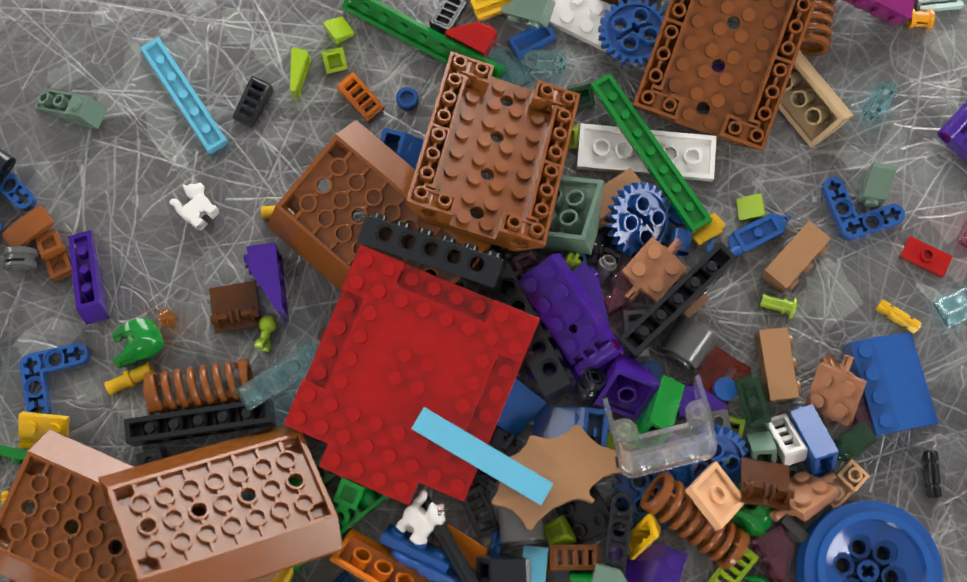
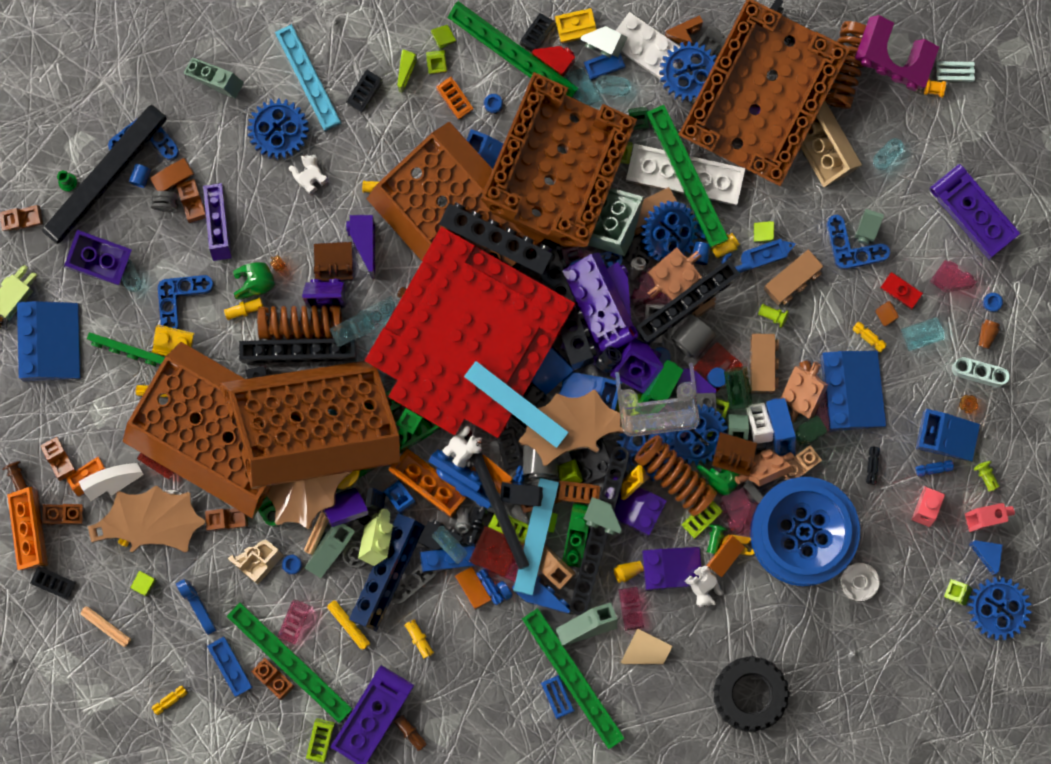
camera: 10 degrees right, 5 degrees up
(168, 169) = (289, 140): none -> blue gear
(224, 347) = (324, 293): none -> dark purple slope
(267, 325) = (358, 279): lime arm -> none
(572, 260) = (609, 259): lime plate -> none
(715, 496) = (692, 457): light nougat plate -> none
(915, 285) = (887, 313): none -> dark orange slope

